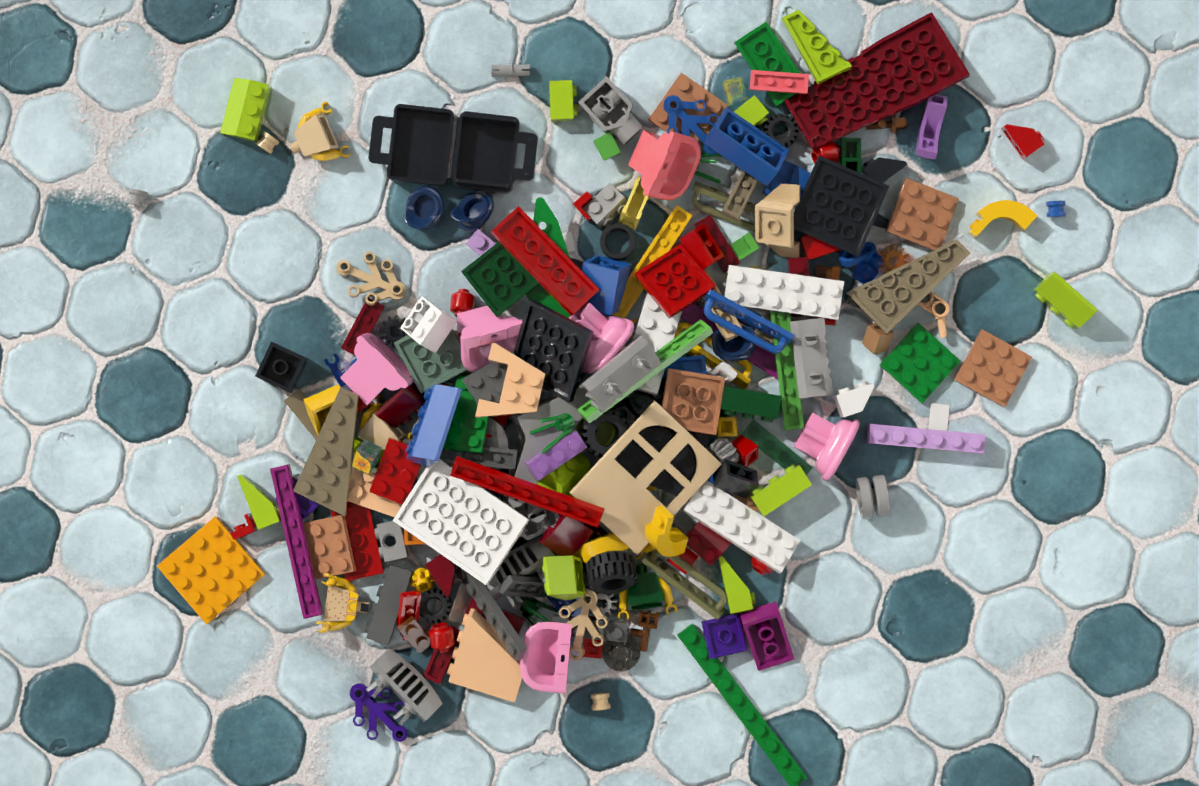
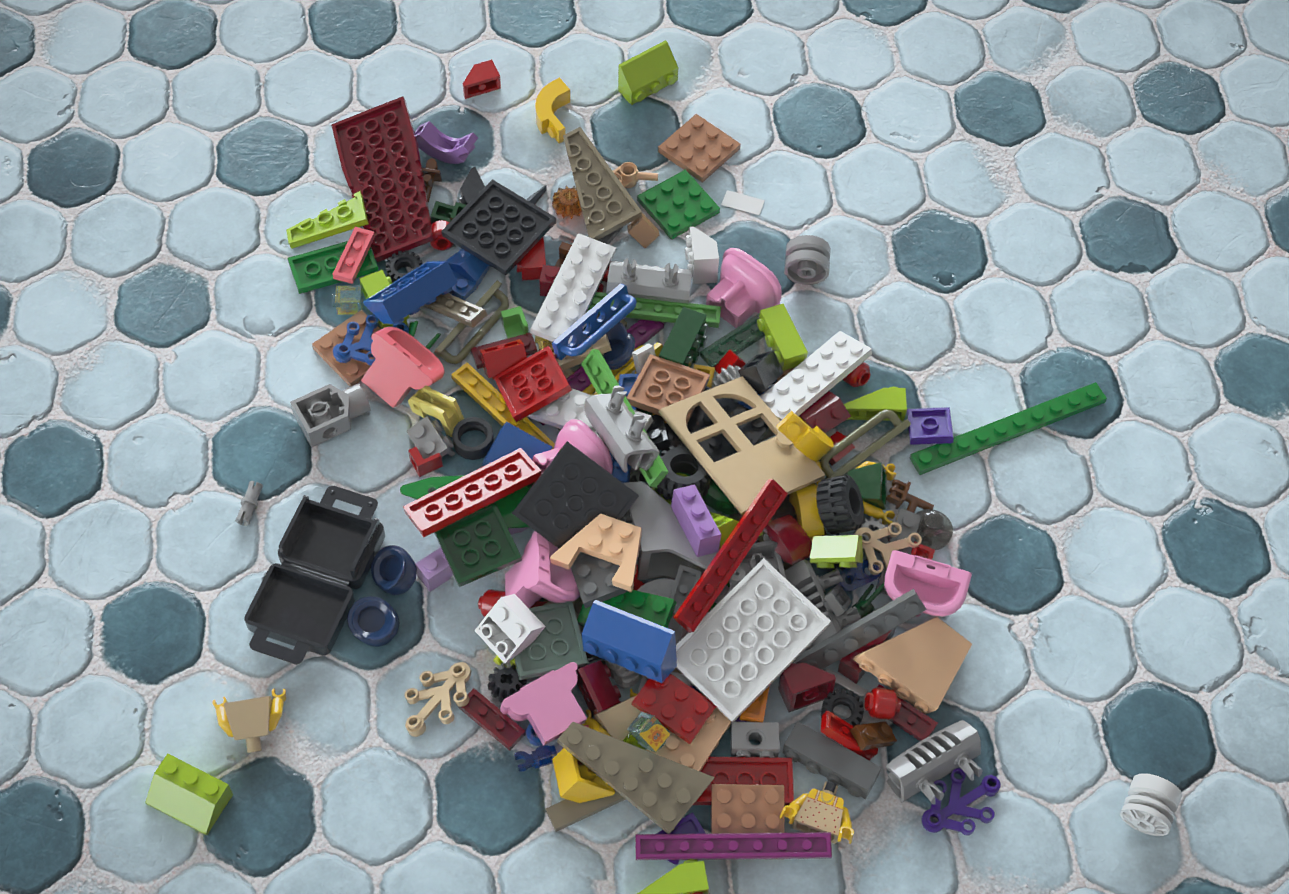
camera: 80 degrees left, 30 degrees down
(267, 142) = (237, 777): tan wheel -> none
(281, 367) = (514, 817): black brick -> none
(422, 579) = (809, 714): yellow gear -> none
(562, 100) = (301, 458): lime brick -> none
(563, 423) = (661, 506): green plant -> none
(600, 701) = (983, 559): tan wheel -> none
(606, 146) = (364, 423): bright green panel -> none
(767, 636) = (935, 385): magenta slope -> none
(776, 220) = (498, 280): tan piece -> none
(850, 260) = (555, 235): blue plate -> none
(868, 270) = (571, 223): clear blue plate -> none
(921, 214) = (529, 171): nougat plate -> none
(925, 438) = (757, 205): lavender arch -> none
(1055, 209) = (557, 67): blue wheel -> none

